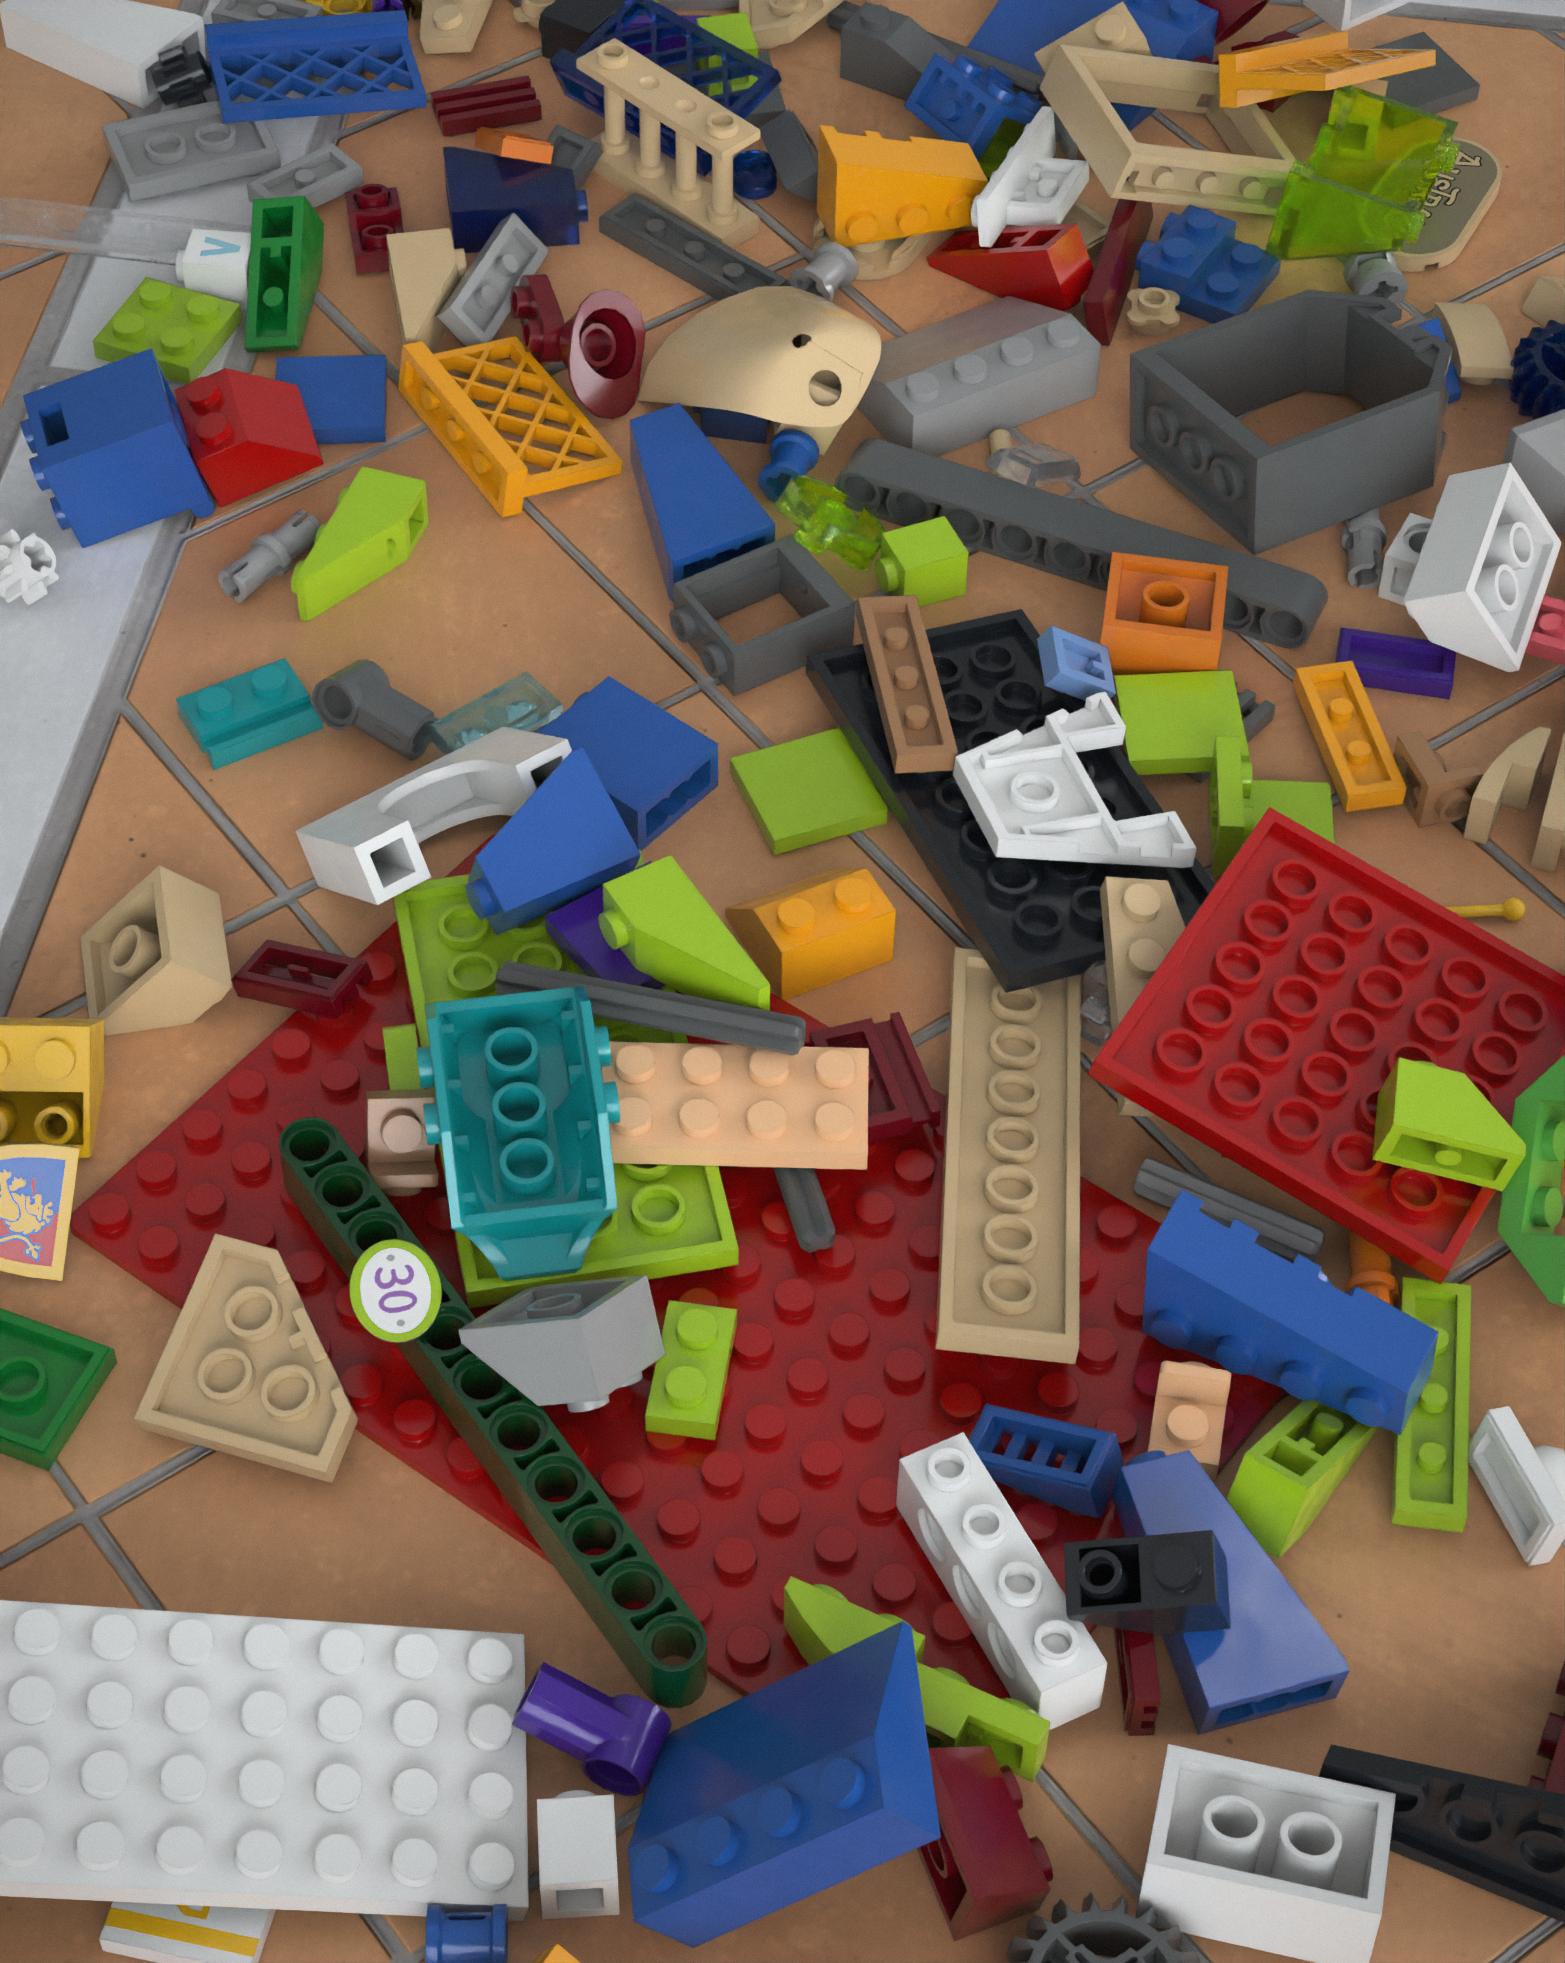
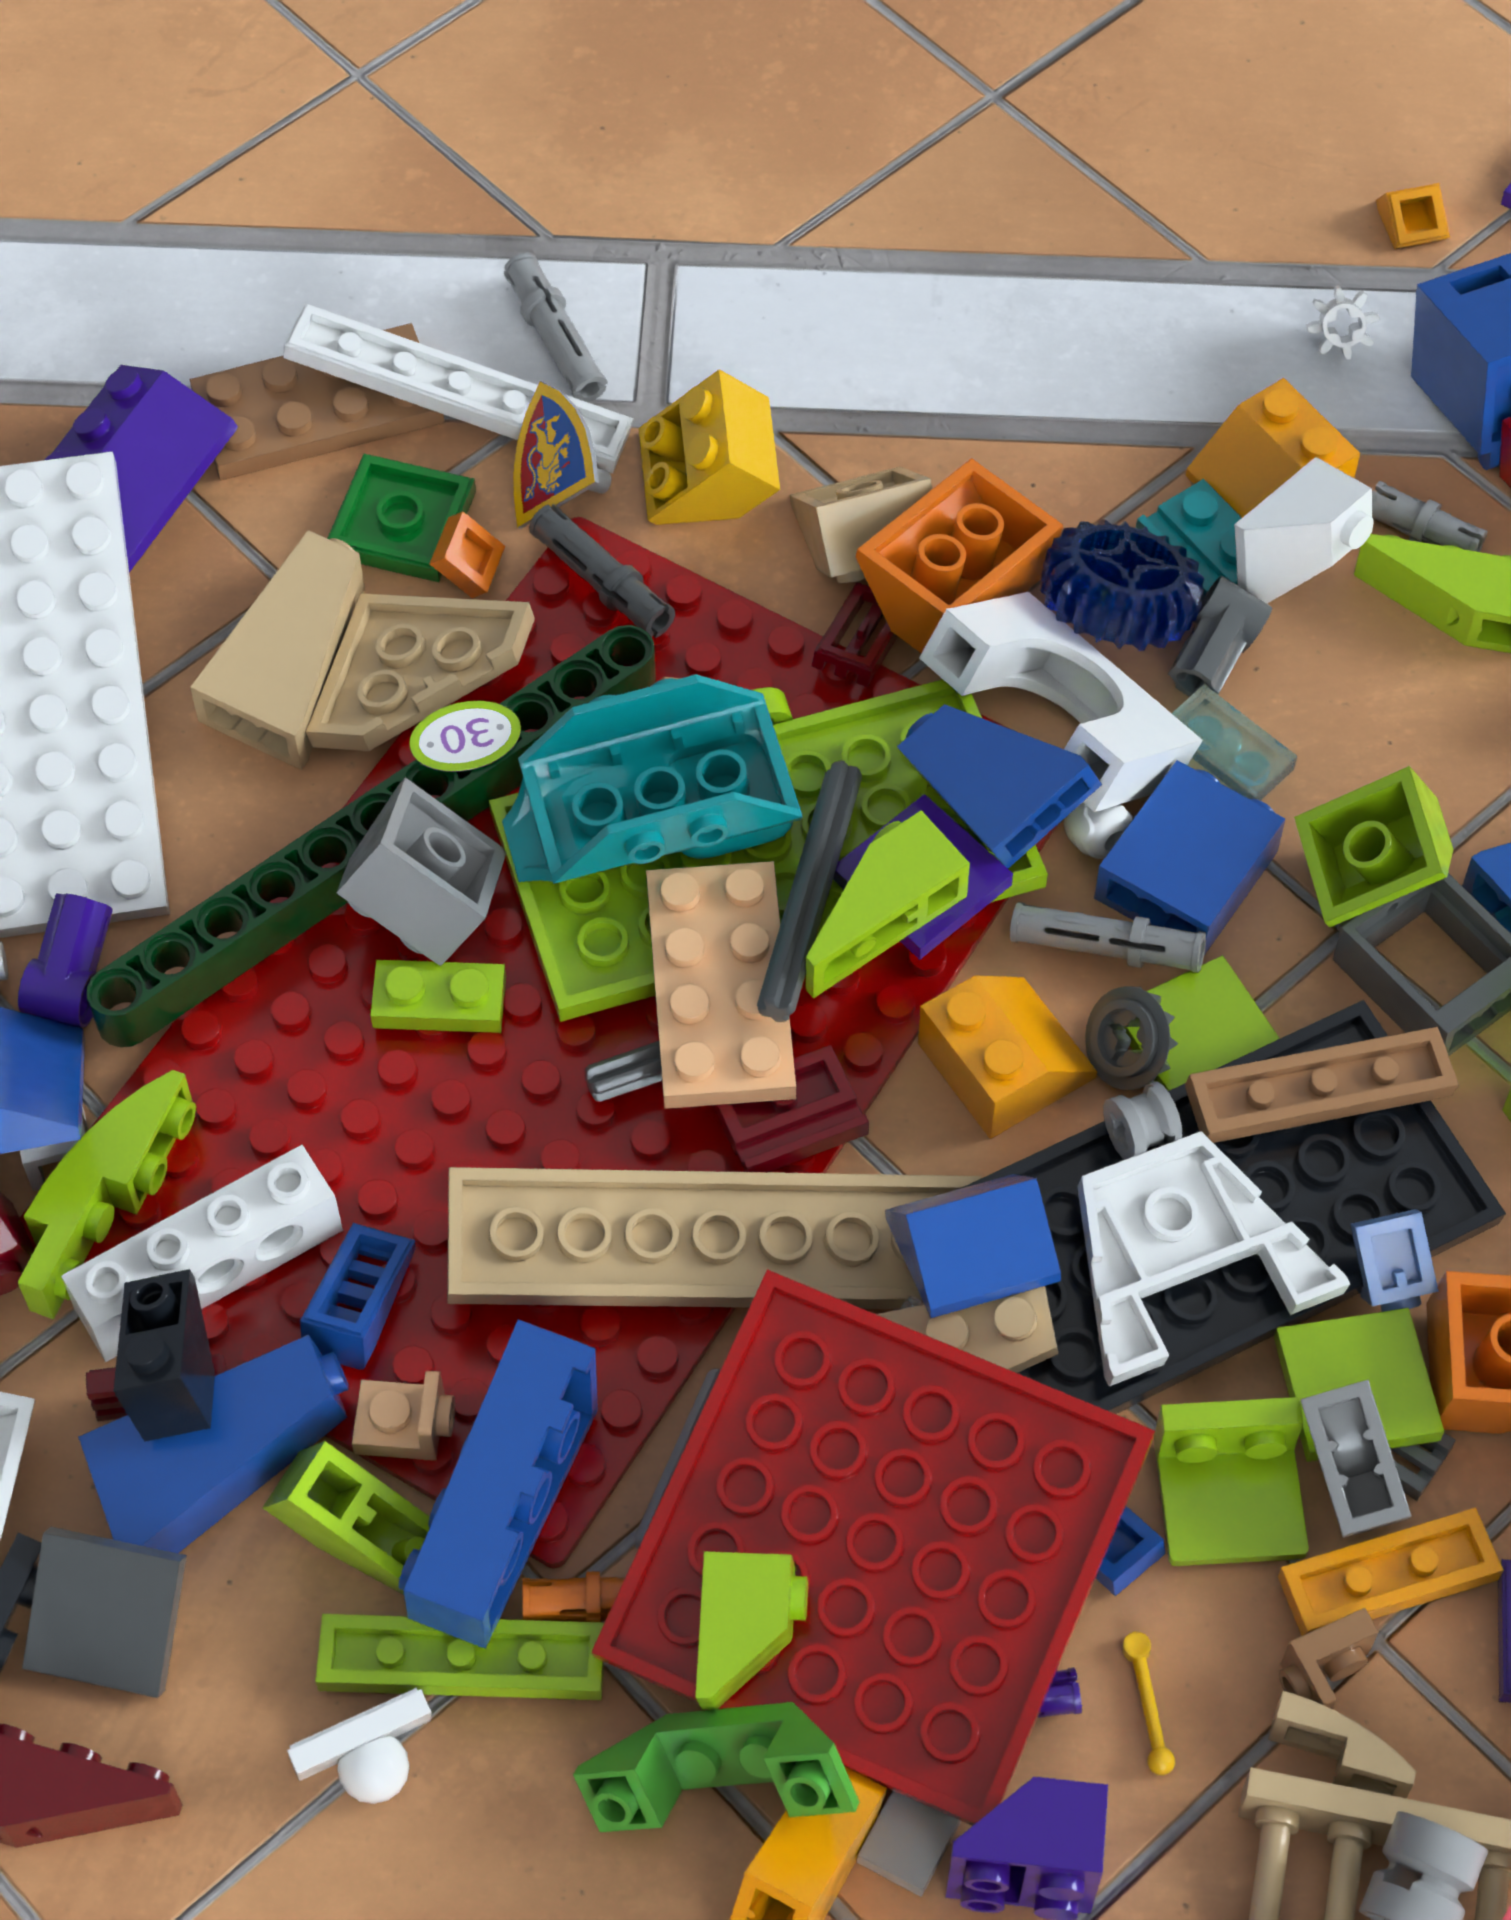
camera: 85 degrees right, 10 degrees up
(105, 1315) = (467, 555): none -> orange plate
(175, 637) = (1268, 444): none -> light orange slope
(197, 1166) = (618, 585): none -> dark grey pin
(200, 1495) = (282, 650): none -> tan slope
(258, 865) = (955, 548): none -> orange slope
(292, 603) = (1301, 530): none -> white slope
(306, 758) = (1122, 584): none -> clear blue gear
(667, 613) = (1374, 845): none -> lime slope
(711, 812) = (1110, 937): none -> light grey pin
(845, 831) = (1109, 1043): none -> dark grey gear
(940, 795) = (1142, 1120): none -> light grey wheel
(1058, 916) = (976, 1243): none -> blue slope
(1277, 718) = (1355, 1458): none -> light grey arch
(1397, 1689) = (104, 1612): none -> dark grey tile

